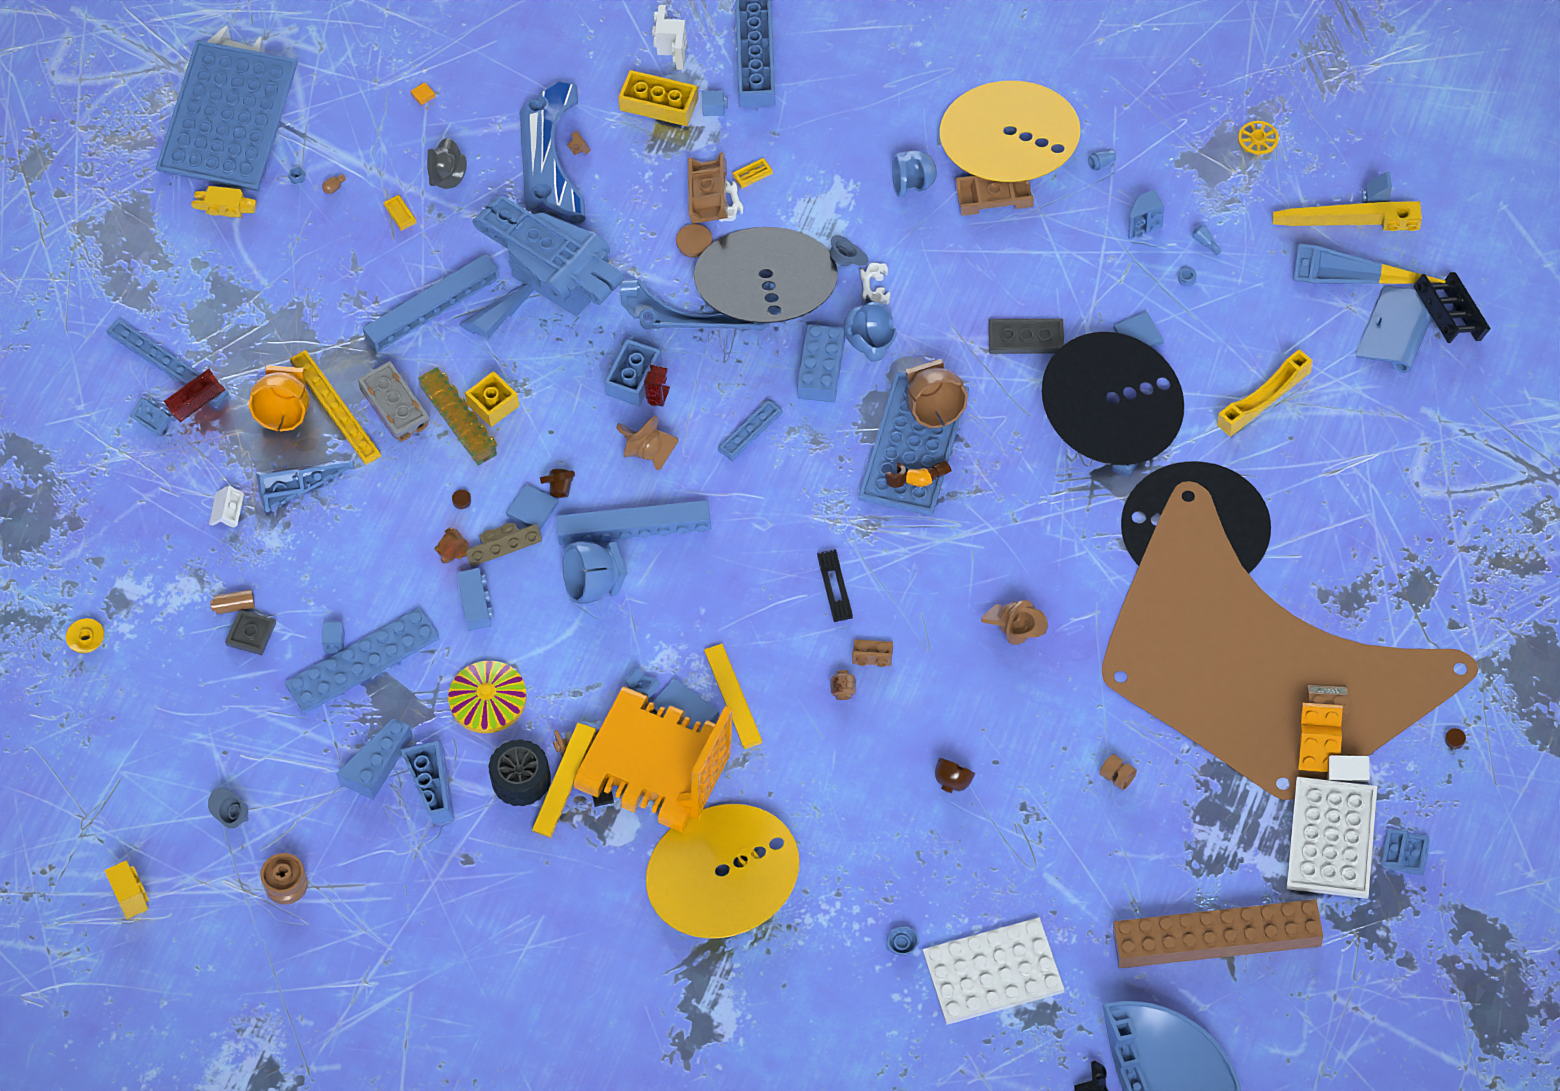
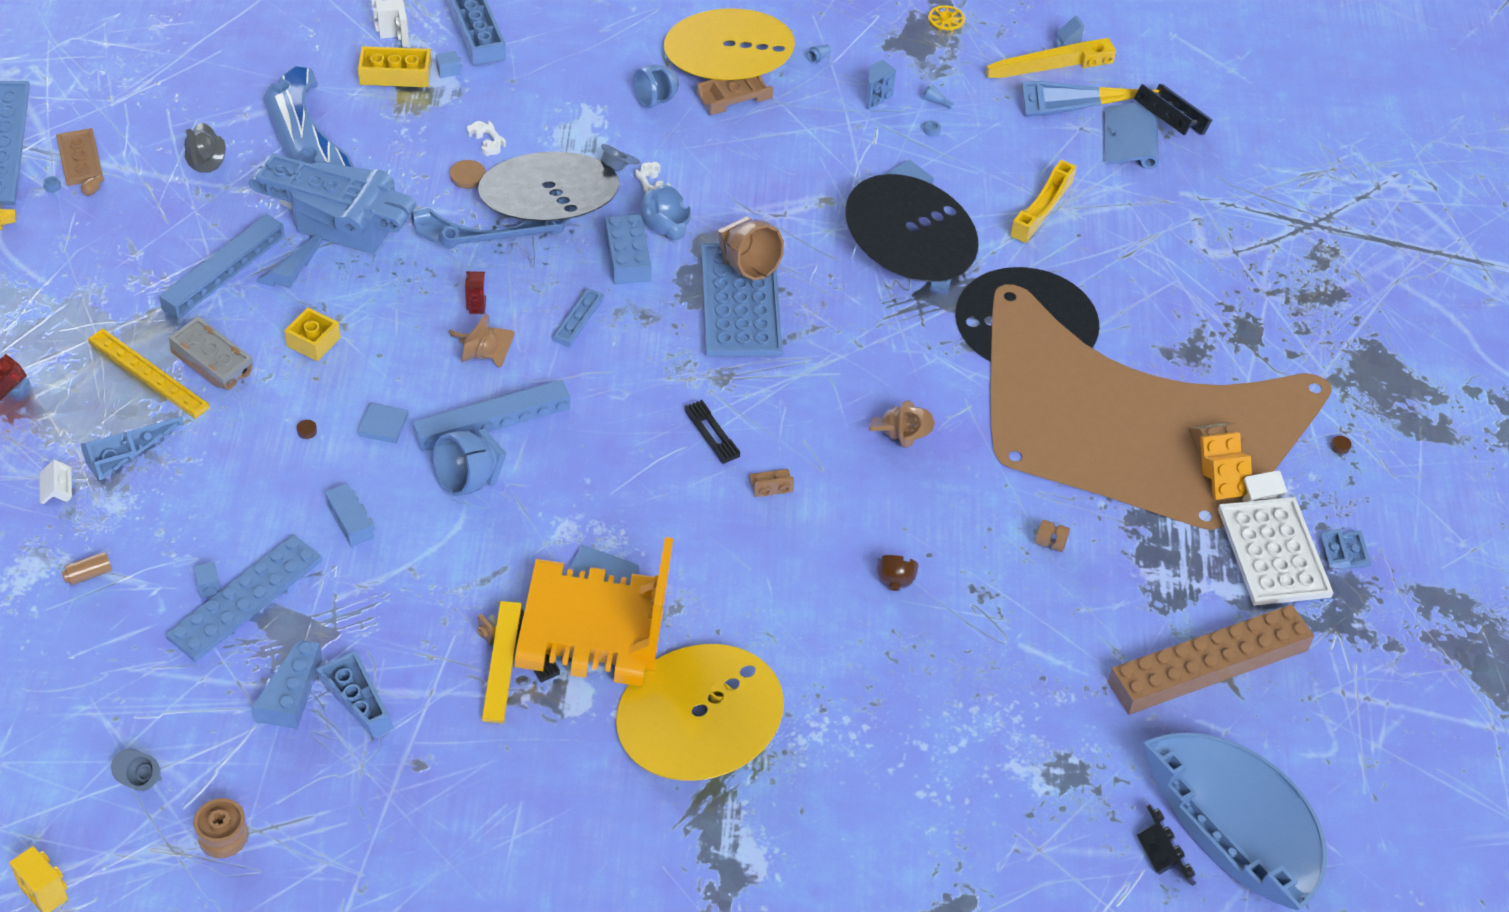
camera: 25 degrees left, 10 degrees down
(250, 632) = (114, 594): dark grey plate -> none
(278, 396) = (89, 368): light orange plate -> none
(330, 146) = (79, 156): none -> medium nougat tile
(399, 212) = (167, 198): yellow tile -> none
(422, 93) = (161, 100): light orange tile -> none
(452, 546) = (311, 470): clear orange hair -> none
(458, 416) = (280, 356): clear yellow brick -> none
(487, 697) = (391, 603): dish -> none
(502, 542) = (362, 458): dark tan bracket -> none
(519, 772) = (452, 664): black wheel -> none
(560, 482) = (404, 392): reddish brown piece -> none
(577, 144) = (329, 115): medium nougat tile -> none
(630, 370) = (446, 287): medium blue brick -> none
(641, 683) = (552, 554): medium blue bracket -> none
(707, 189) = (468, 130): medium nougat piece -> none
(733, 696) = (645, 547): yellow tile -> none
(753, 175) = (505, 115): yellow tile -> none
(843, 685) = (755, 515): medium nougat head -> none
(902, 941) = (908, 737): medium blue hat -> none
(916, 477) = (760, 322): reddish brown piece -> none
(993, 971) = (1008, 746): white plate -> none
(1025, 336) = (808, 197): dark grey tile -> none

